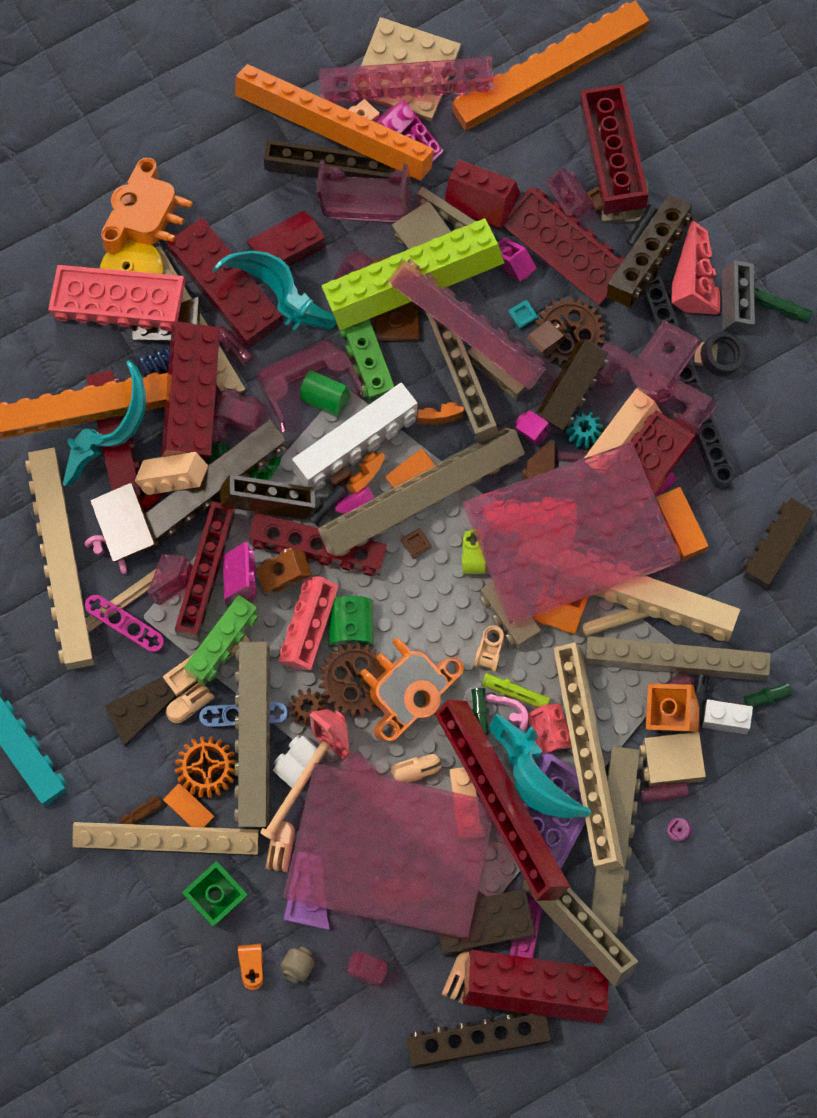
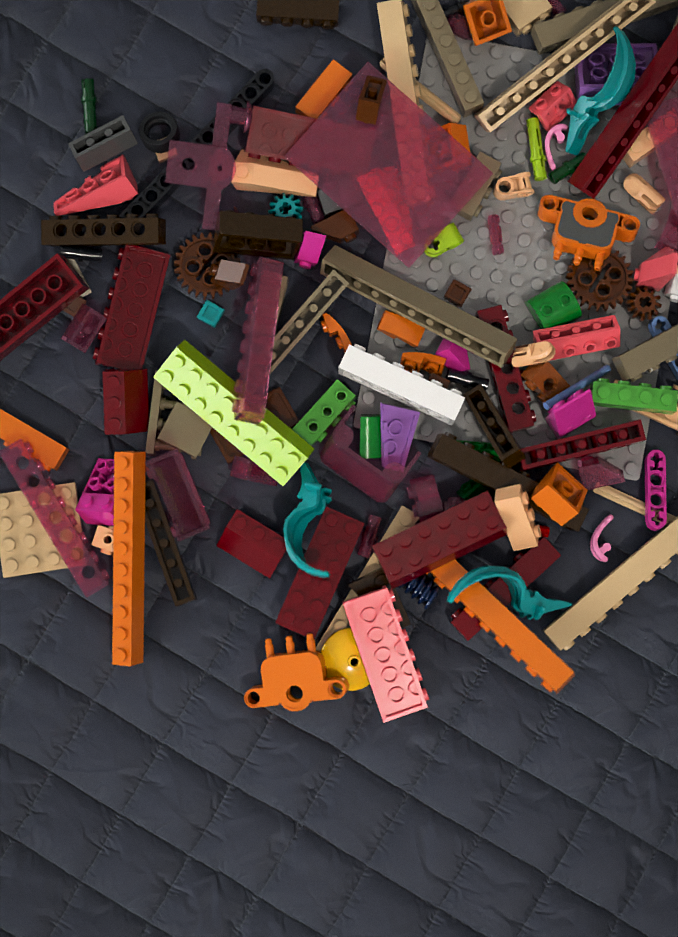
camera: 120 degrees left, 10 degrees up
(123, 522) = (577, 537): tile -> none
(169, 522) = (559, 495): none -> orange slope
(261, 596) = (577, 386): none -> medium blue bar
(311, 413) = (397, 432): none -> medium lavender wing
(314, 566) = (533, 354): none -> light nougat arm
(452, 608) = (495, 234): none -> clear pink axle
(516, 259) = (167, 340): dark pink slope -> none
(639, 537) = (370, 100): none -> reddish brown slope

